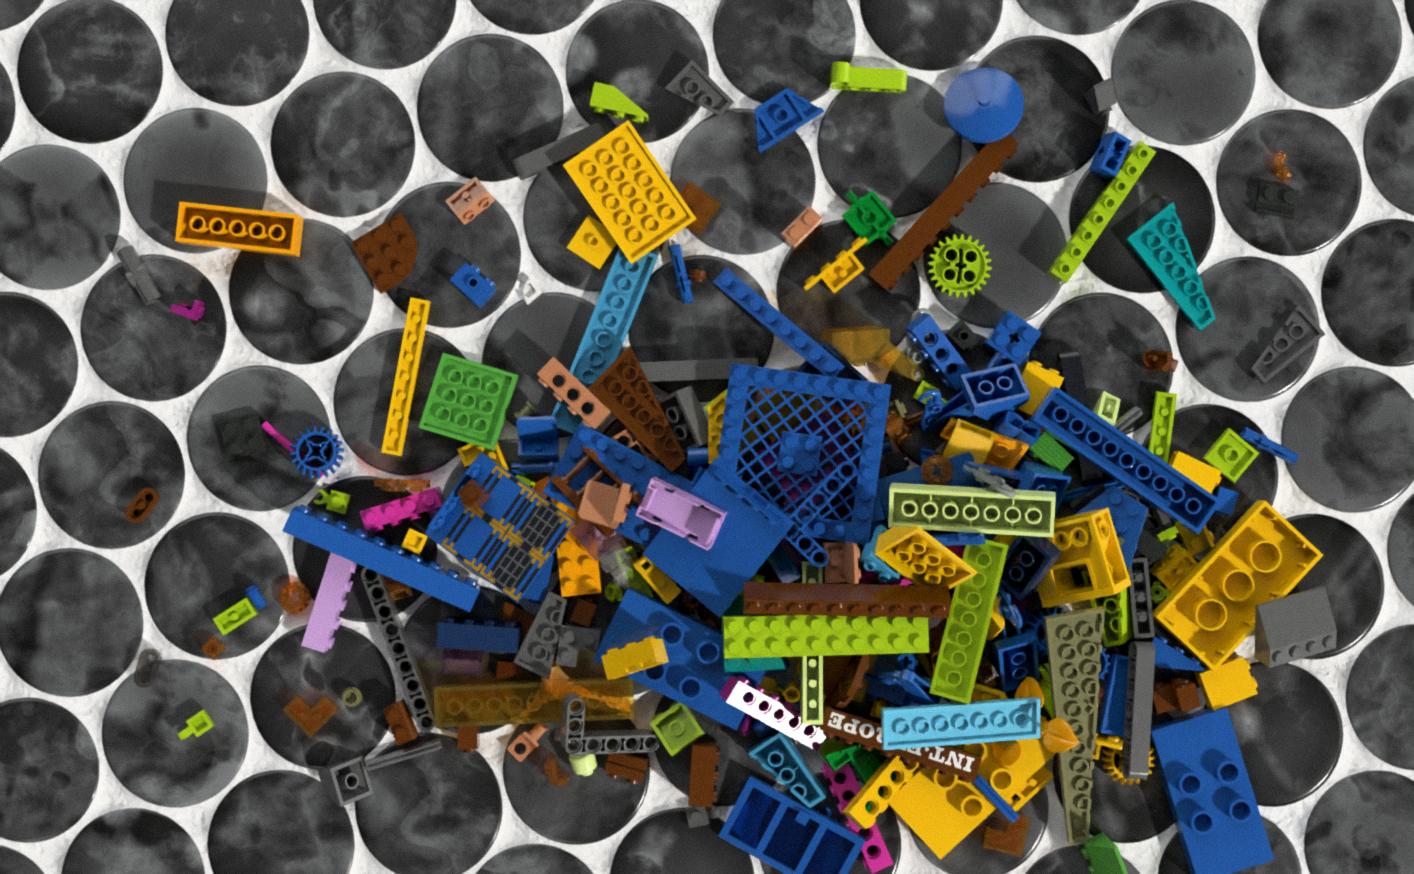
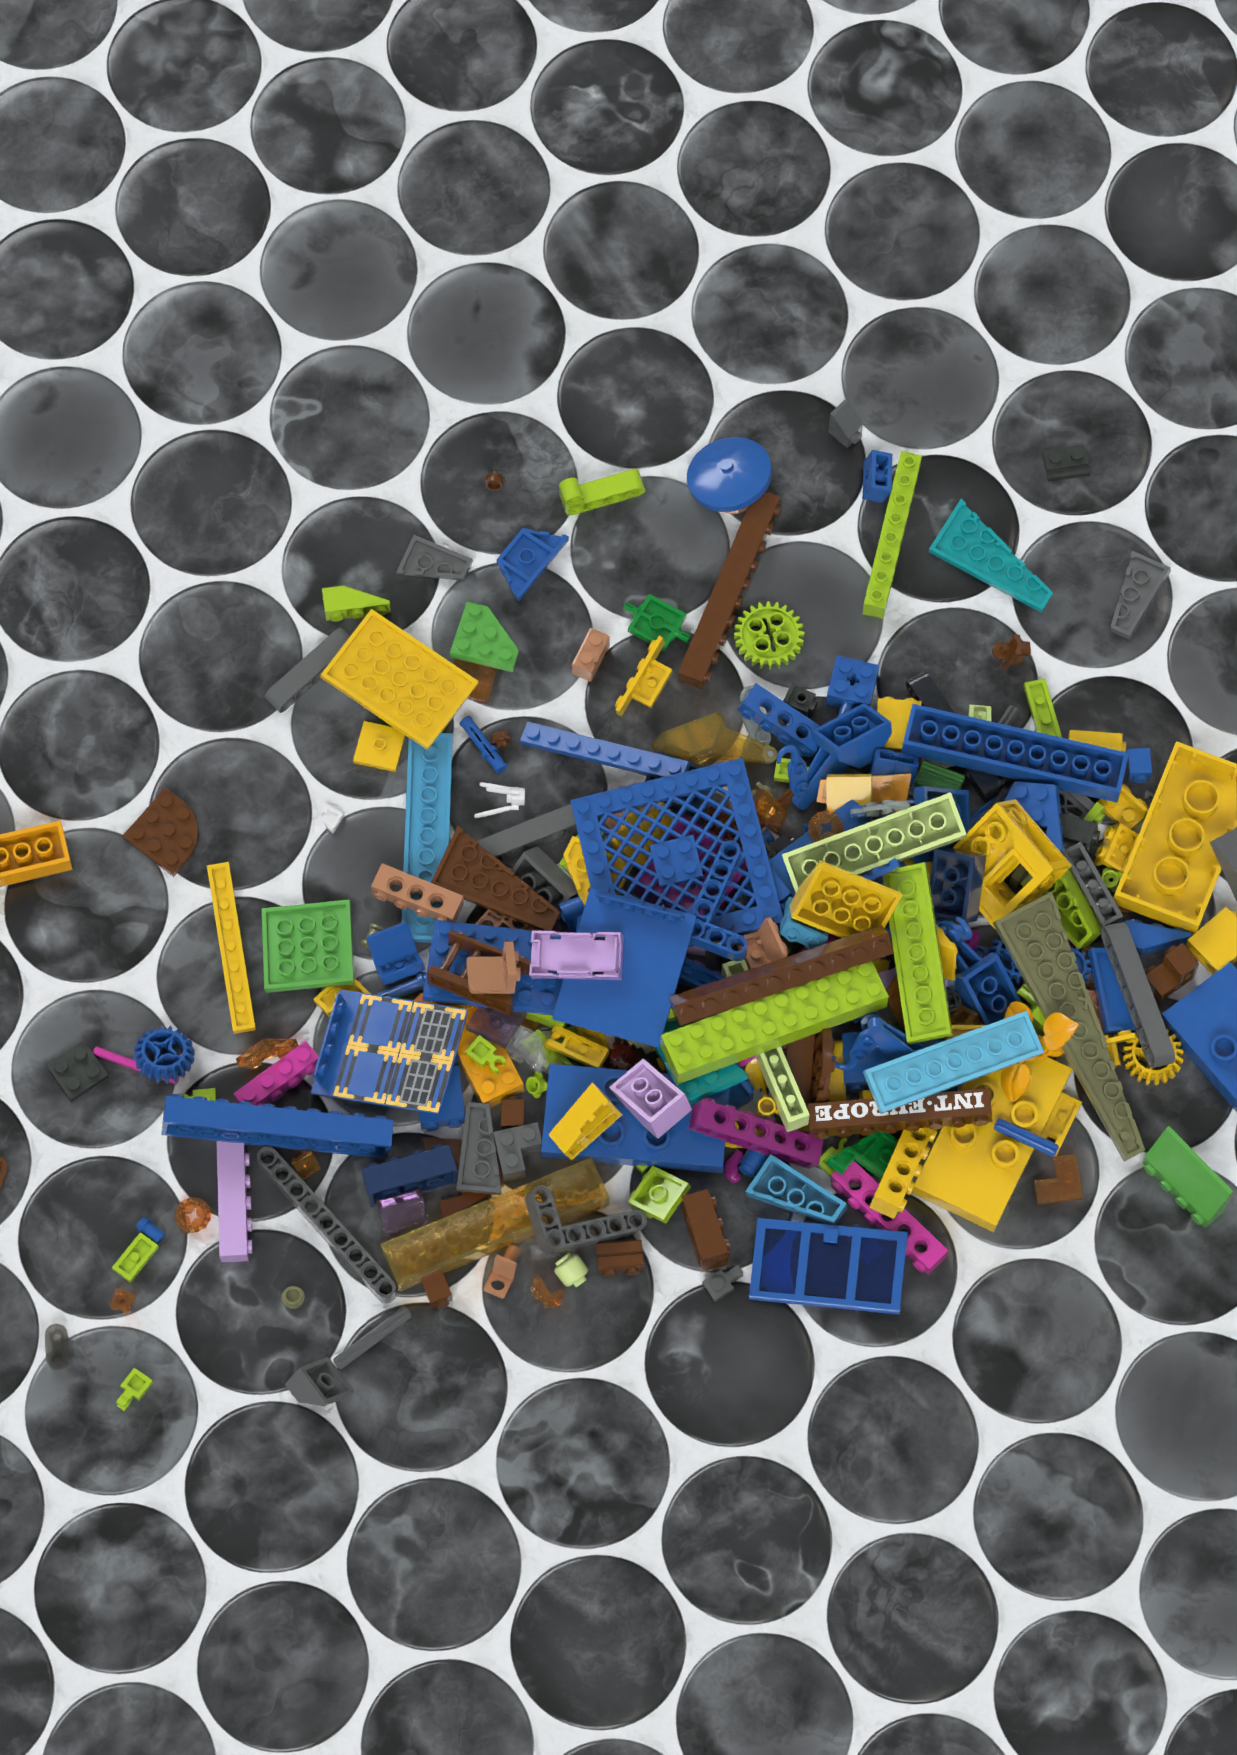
camera: 20 degrees left, 20 degrees down
(309, 718) = (257, 1335): clear orange plate -> none
(400, 722) = (357, 1301): reddish brown brick -> none
(414, 541) = (303, 1099): yellow brick -> none
(470, 200) = (234, 750): nougat bracket -> none
(473, 495) = (350, 1027): reddish brown brick -> none
(474, 285) = (269, 830): blue brick -> none
(576, 557) = (483, 1052): none -> lime plate
(689, 331) = (514, 795): none -> white plant
(696, 658) = (651, 1098): none -> lavender slope
(715, 179) = (483, 640): none -> bright green plate
(780, 34) = (494, 481): none -> reddish brown plate
(1230, 455) = (1128, 717): lime plate -> none
(1268, 445) = (1136, 693): blue pin -> none
(1280, 168) = (1056, 431): clear orange arm -> none

